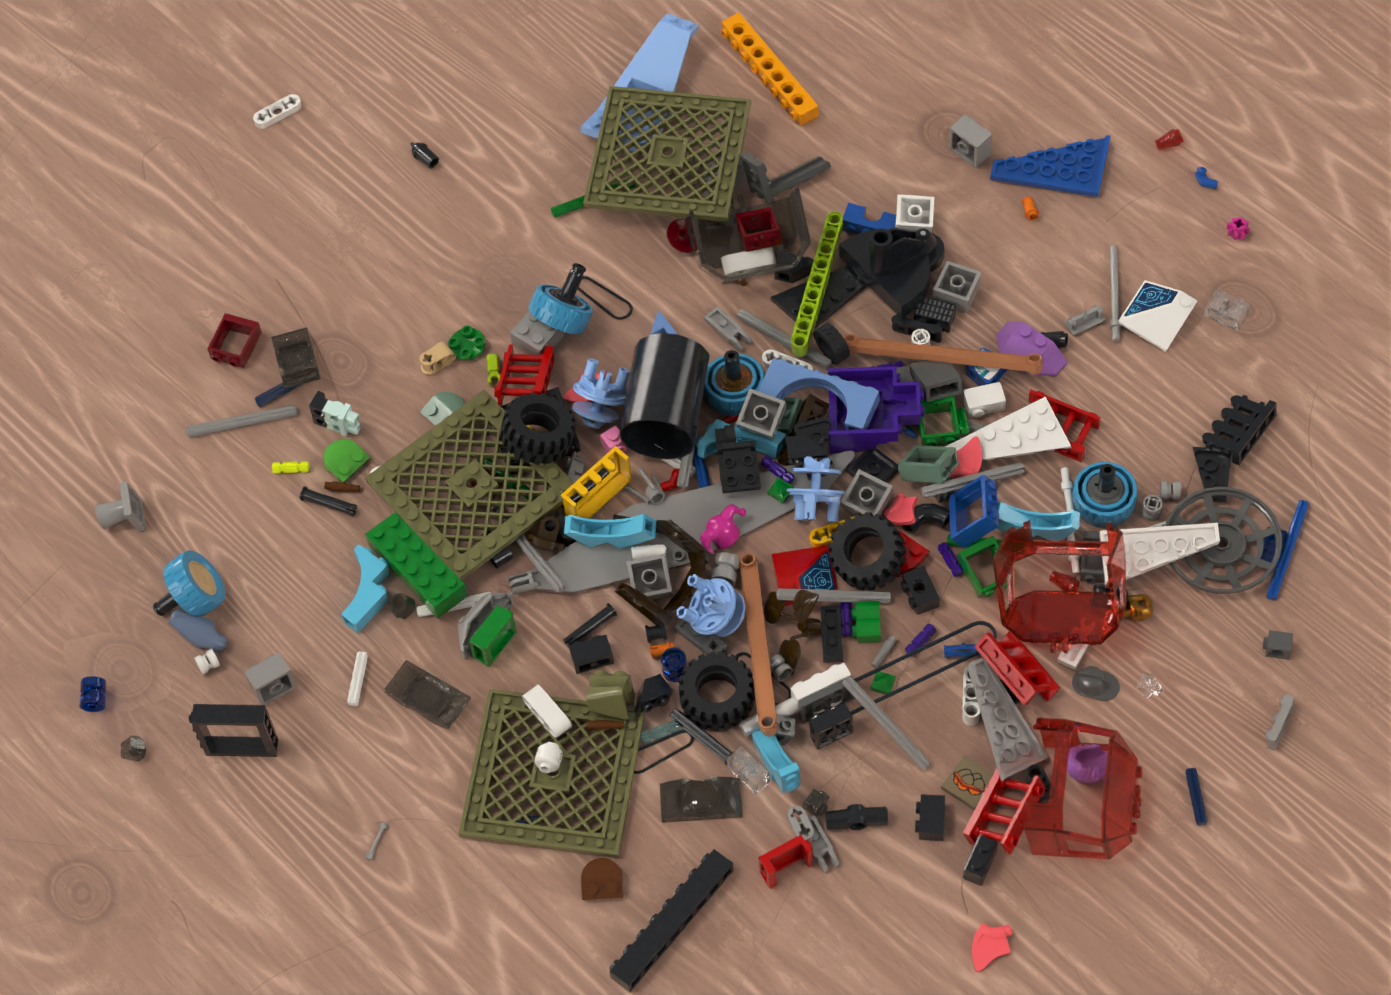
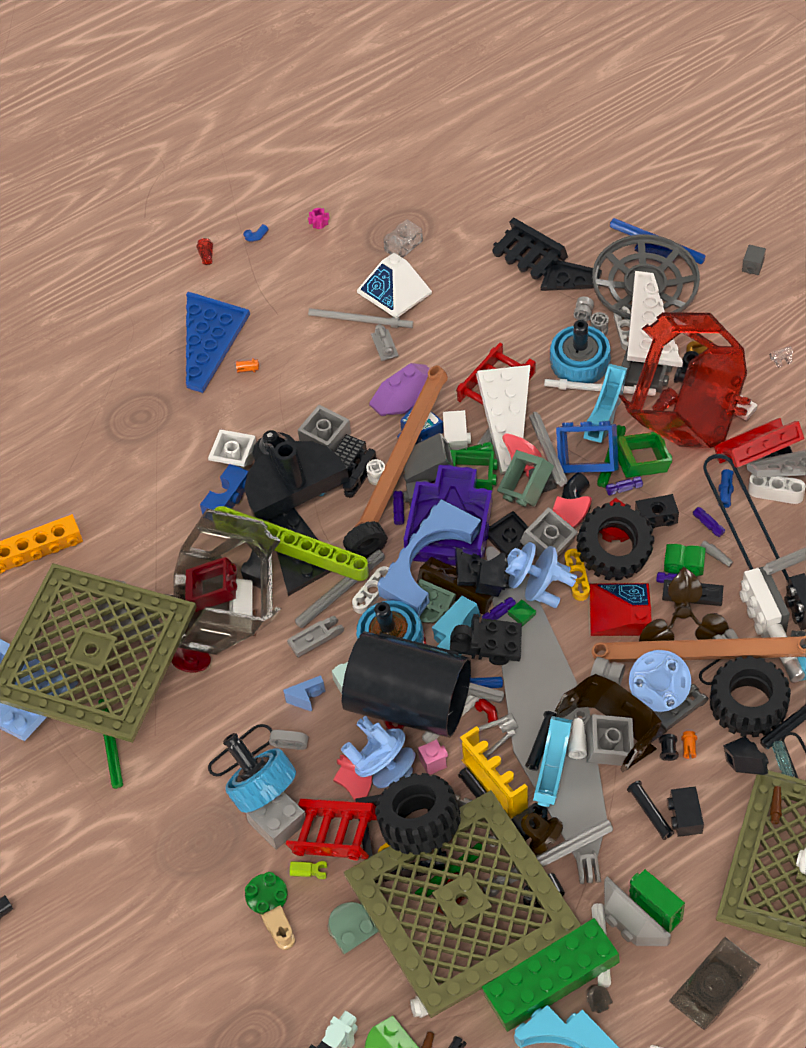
camera: 80 degrees left, 5 degrees down
(546, 711) = (756, 857): white beam -> none
(610, 694) = (746, 791): olive piece -> none
(615, 329) = (288, 739): none -> light grey beam
(673, 662) = (712, 733): clear blue wheel -> none
(722, 529) = (561, 667): dark pink piece -> none
(761, 414) = (445, 603): light grey brick -> none
(766, 188) = (151, 569): dark grey bracket -> none
(837, 595) = (656, 581): light grey axle -> none
(883, 682) = (754, 556): green tile -> none
(970, 141) = (160, 394): light grey brick -> none
(1058, 337) = (400, 363): black cone -> none
(1095, 683) = (772, 397): dark grey piece -> none

